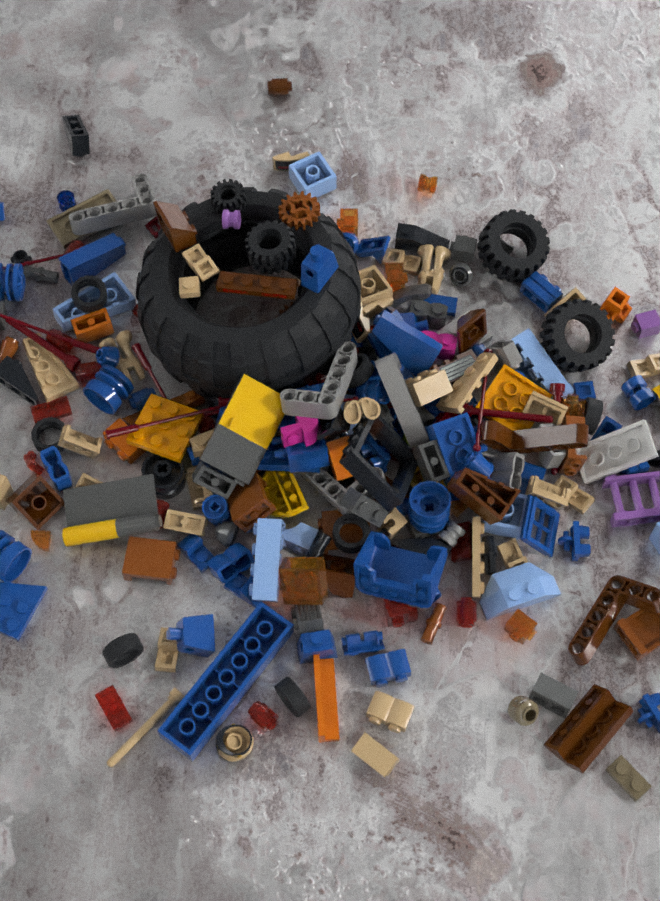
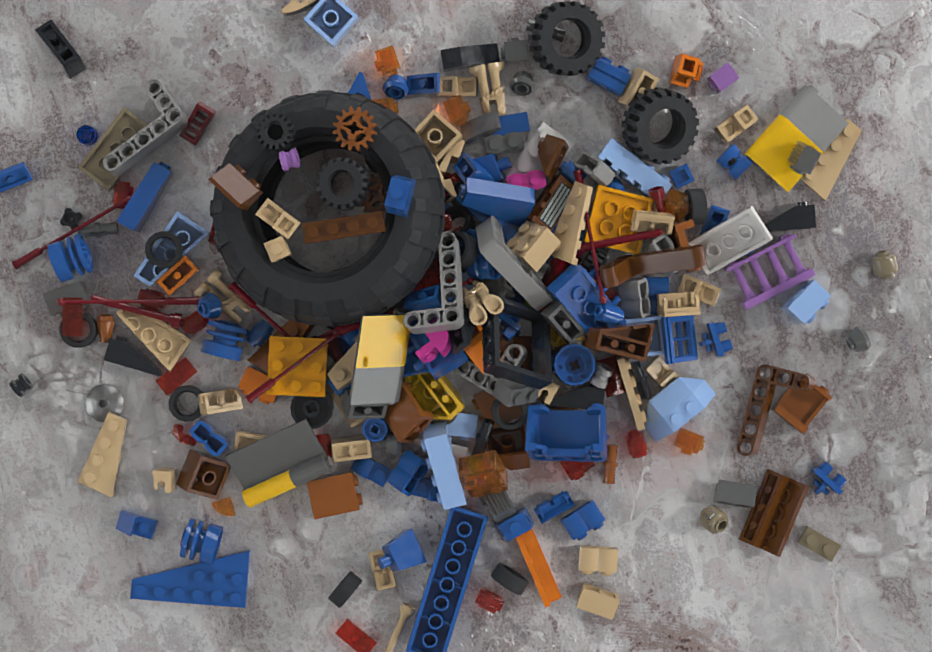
camera: 20 degrees left, 25 degrees up
(234, 742) = (472, 630): tan piece -> none

